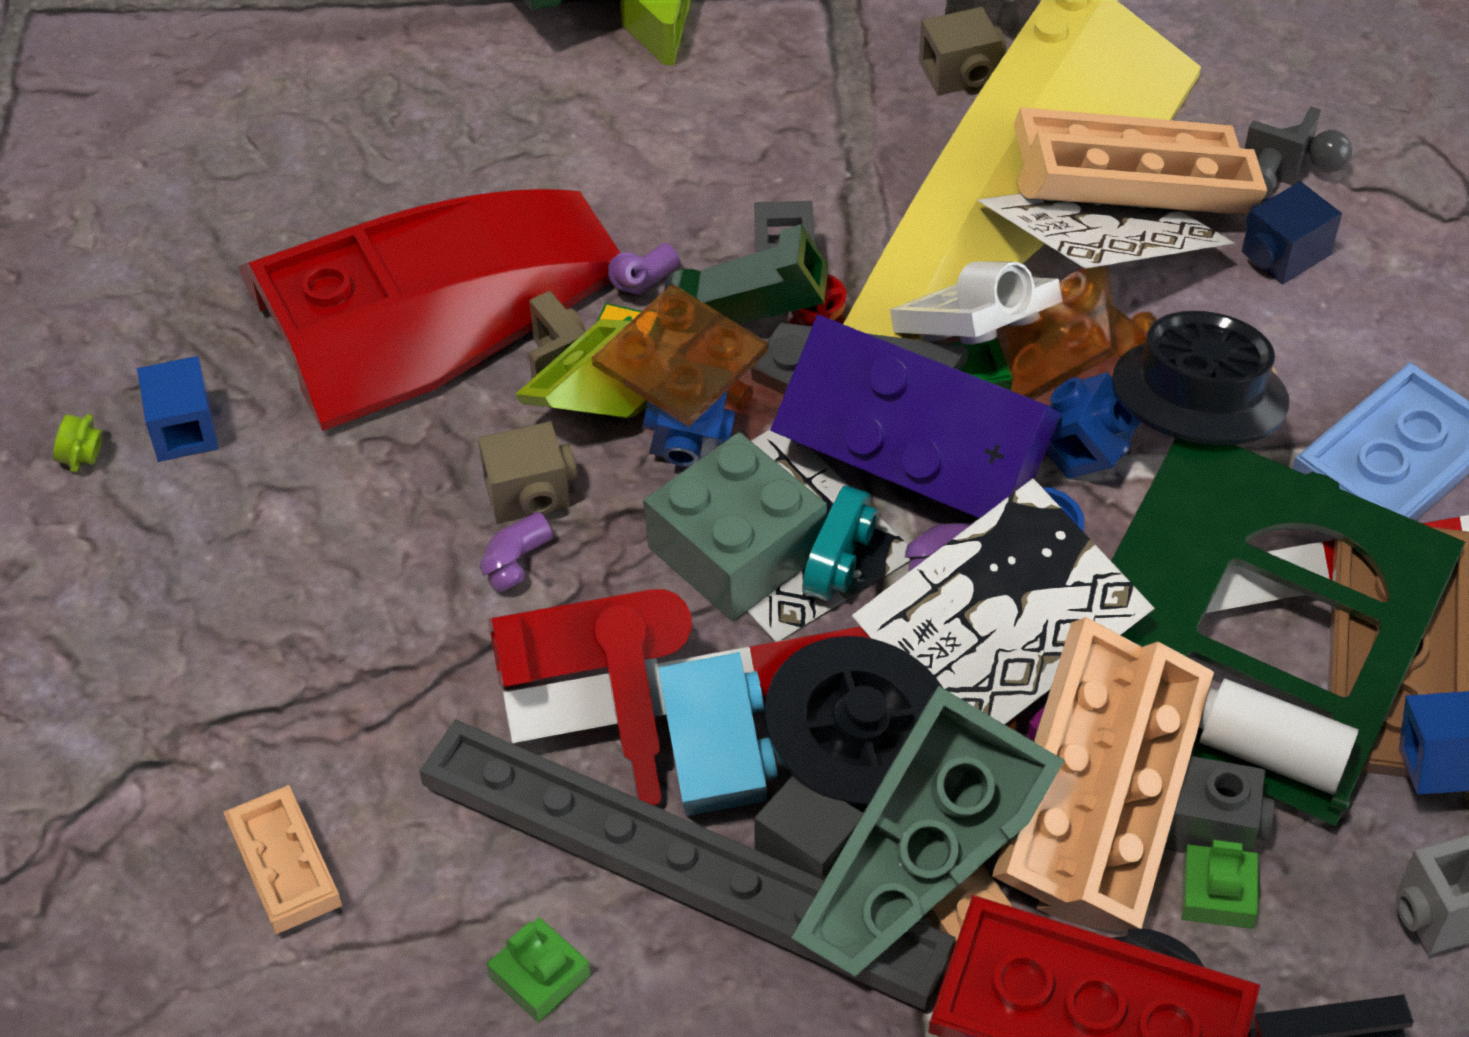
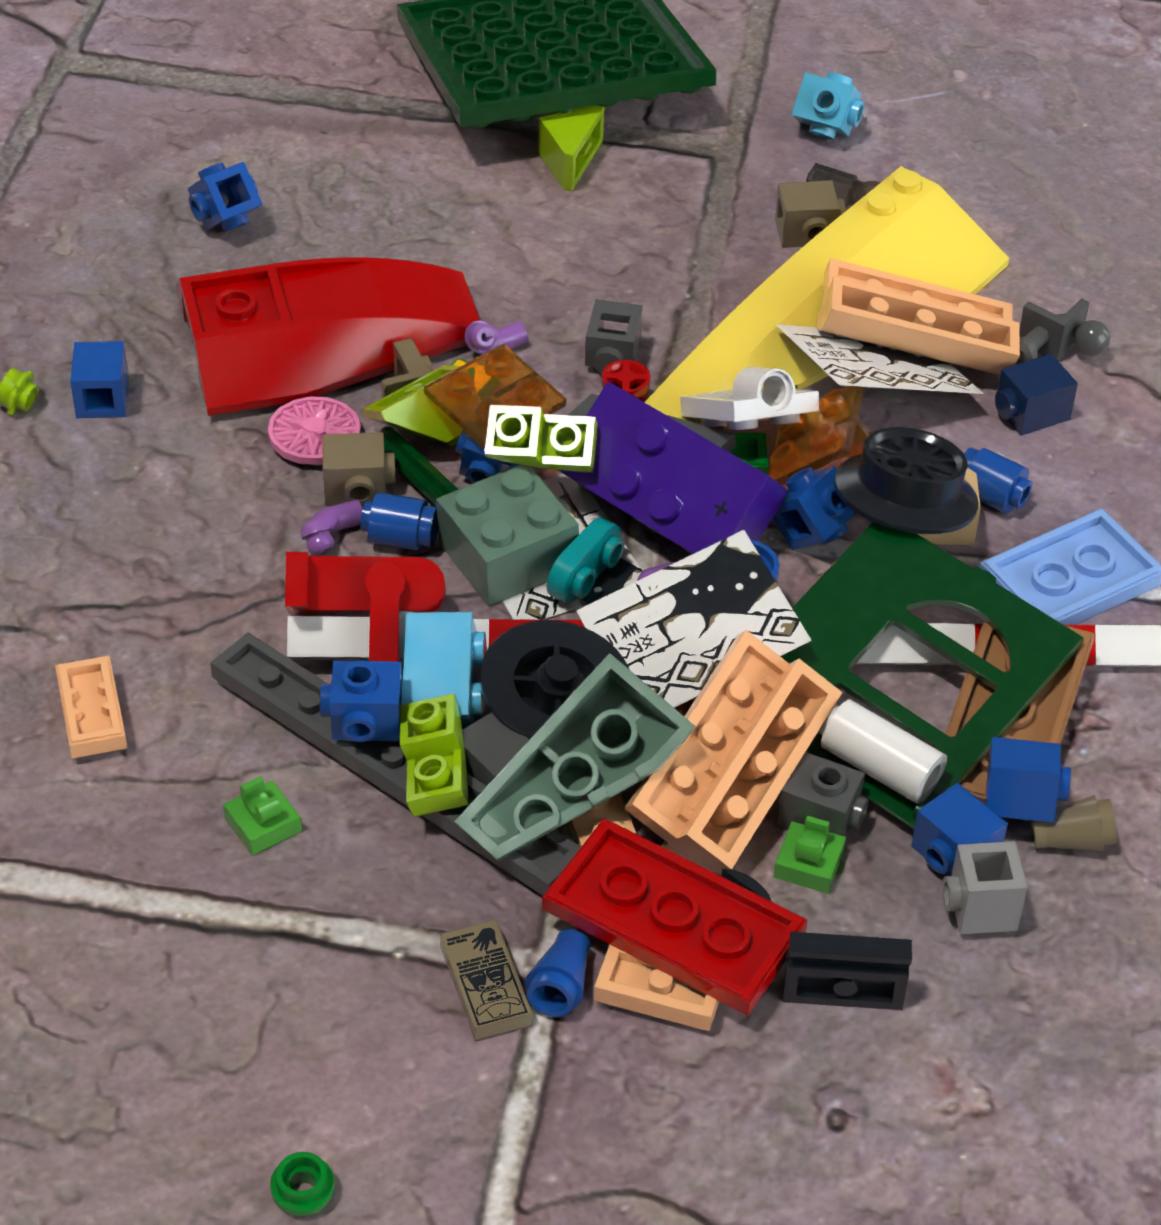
camera: 10 degrees right, 5 degrees down
(269, 143) = (224, 196): none -> blue brick
(445, 424) = (299, 425): none -> bright pink wheel
(599, 532) = (400, 521): none -> blue brick
(603, 459) = (415, 466): none -> dark green axle
(635, 795) = (363, 700): none -> blue brick
(740, 850) = (434, 755): none -> lime slope
(754, 402) = (540, 440): none -> slope
(762, 282) = (584, 358): dark green leg -> none
(1294, 347) = (1000, 480): none -> blue brick
(1389, 821) = (954, 820): none -> blue brick

